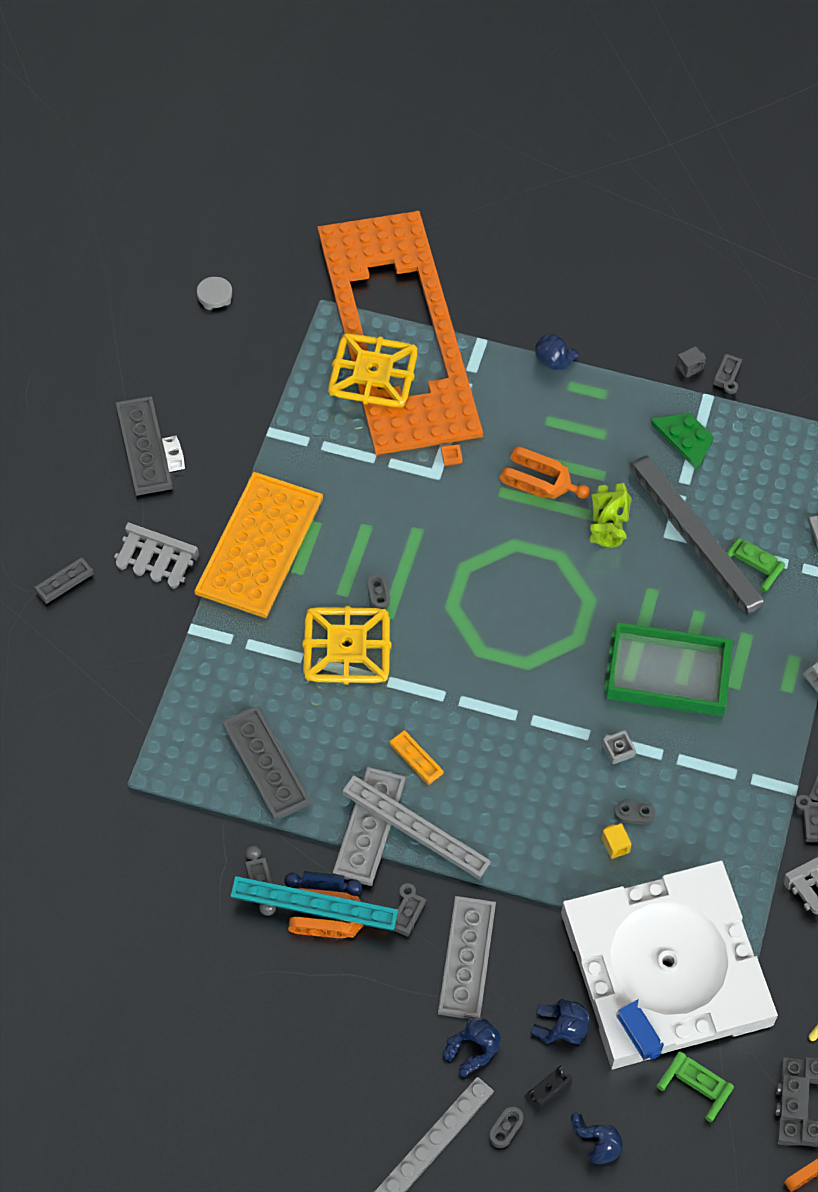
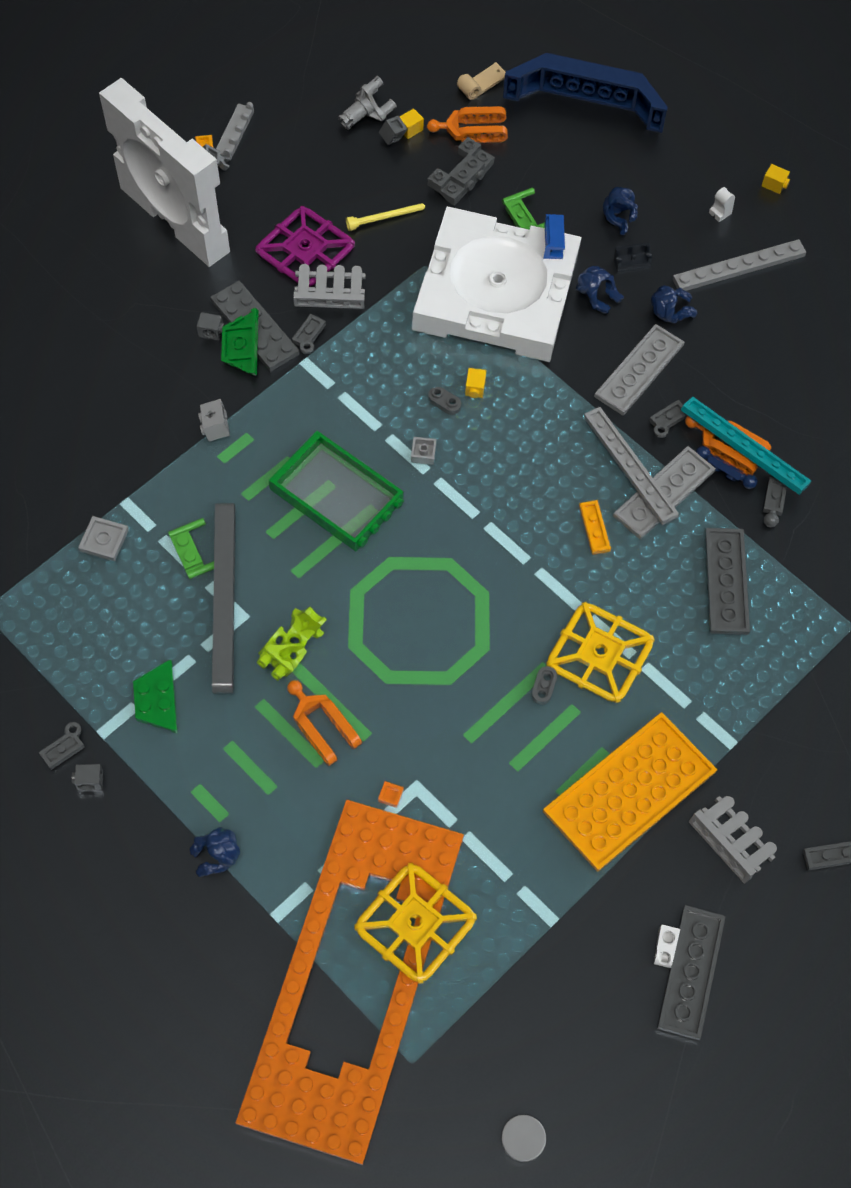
camera: 150 degrees left, 5 degrees up
(506, 1128) = (675, 250): dark grey plate -> none

